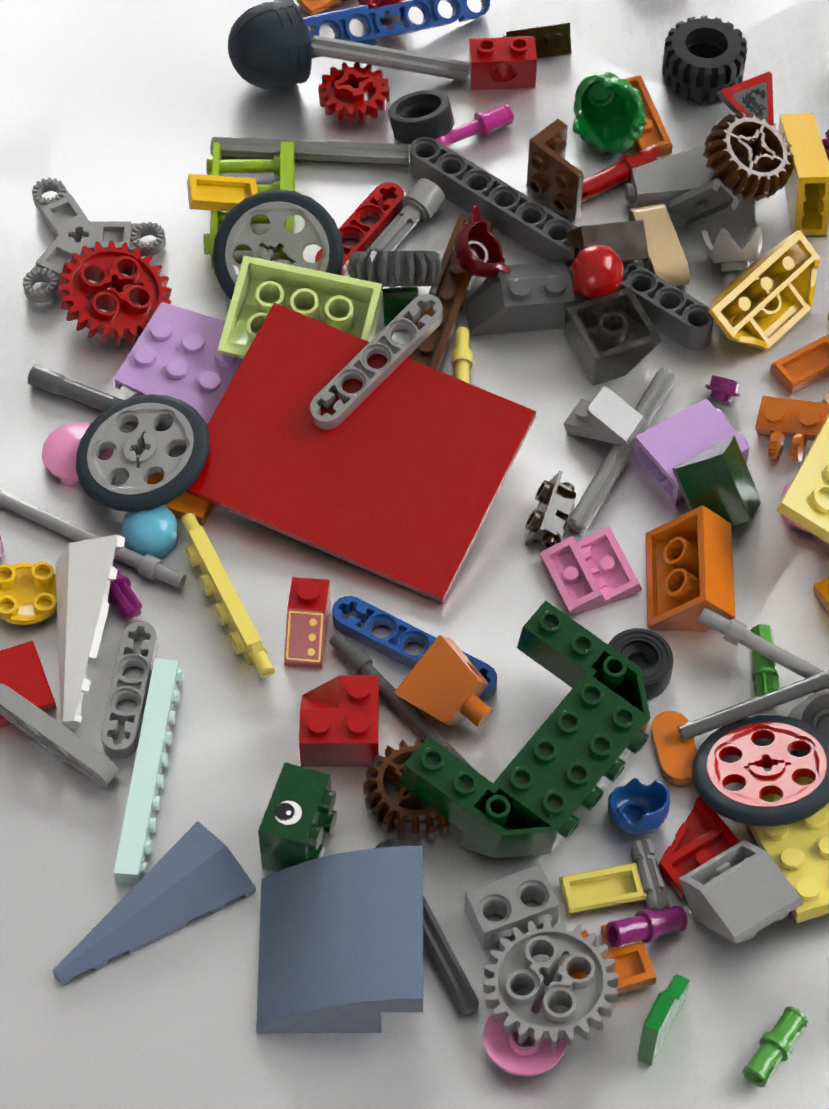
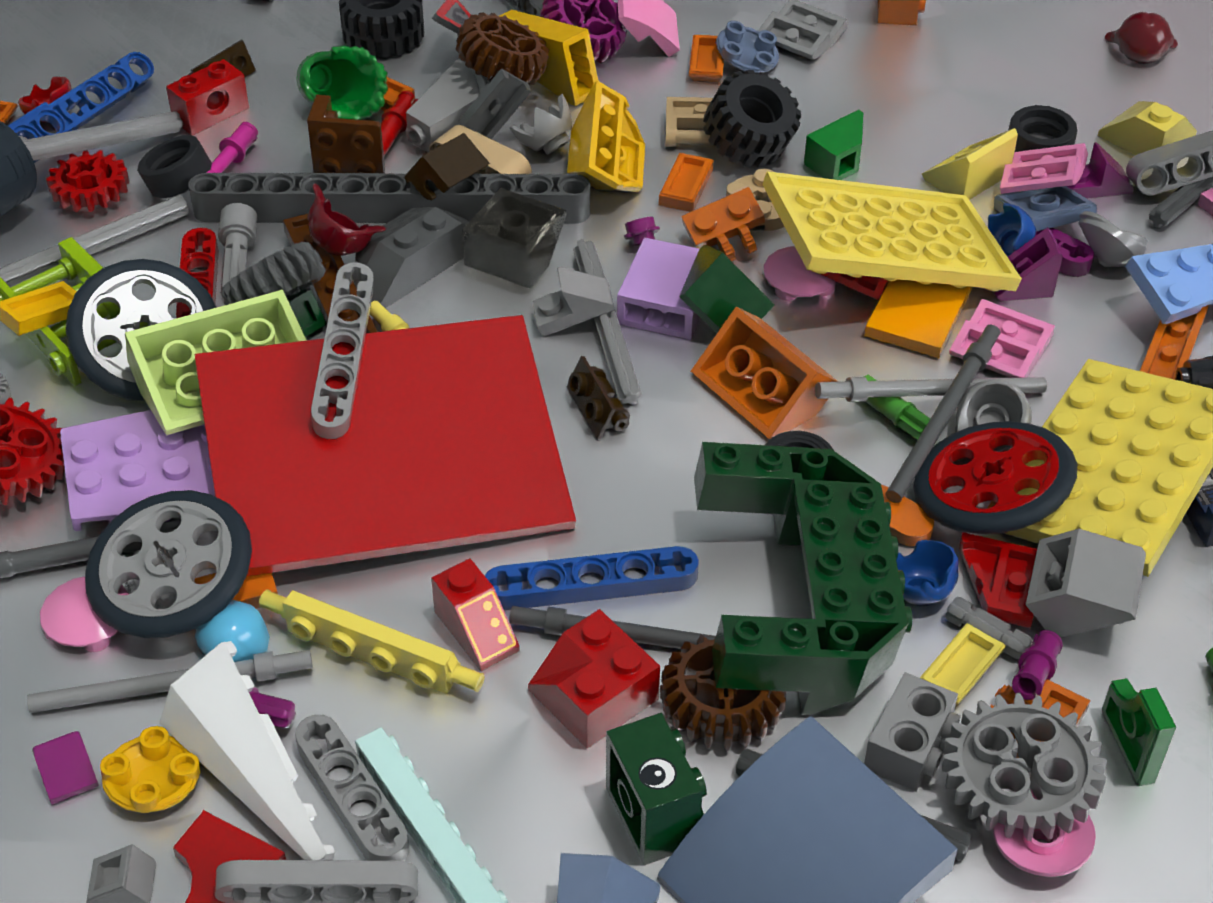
camera: 40 degrees left, 10 degrees down
(446, 685) = (664, 581): orange torso -> none
(590, 571) = (677, 422): bright pink slope -> none
(597, 272) = (465, 188): red hair -> none

